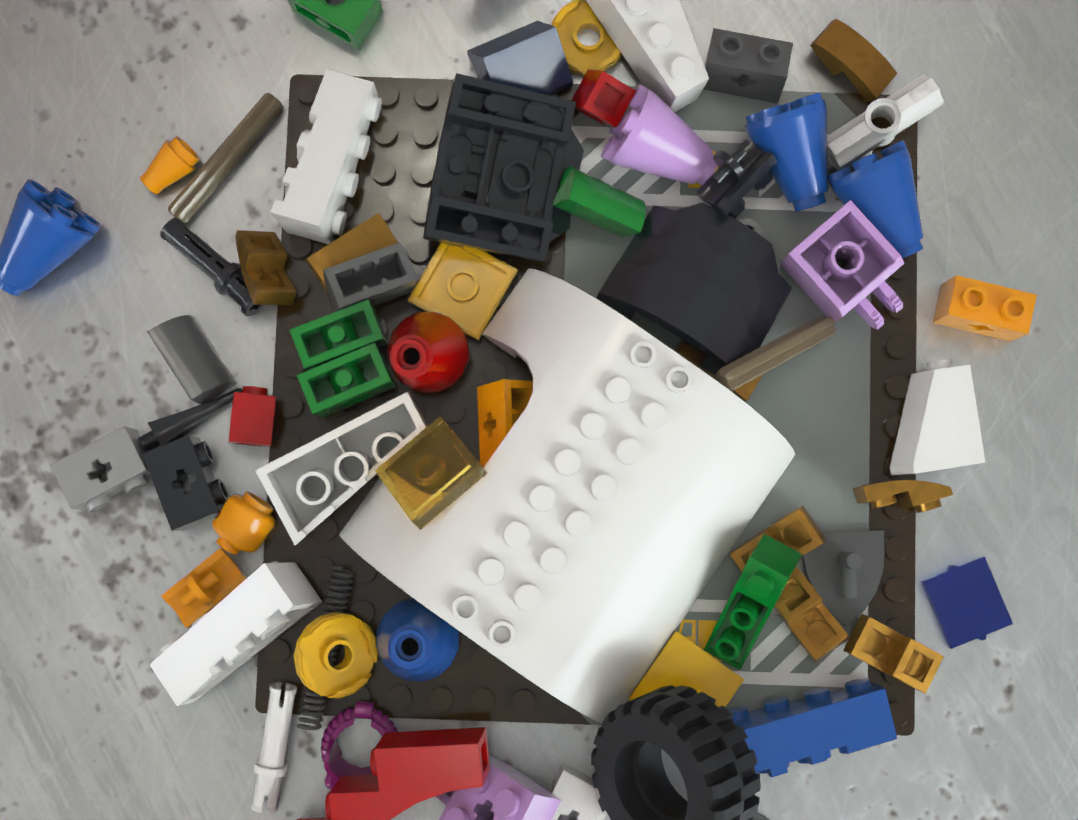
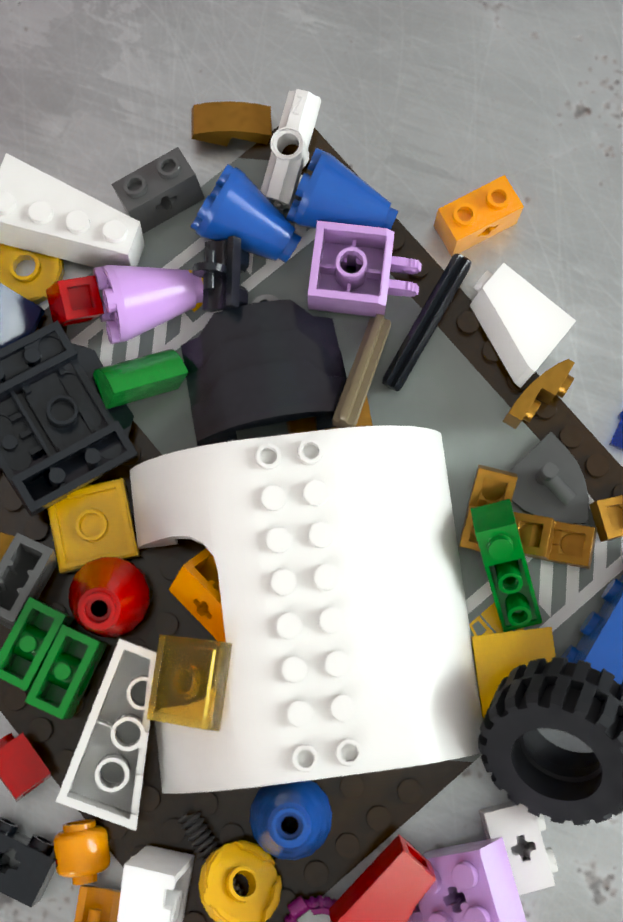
camera: 40 degrees left, 5 degrees down
(865, 357) = (426, 322): none -> black axle

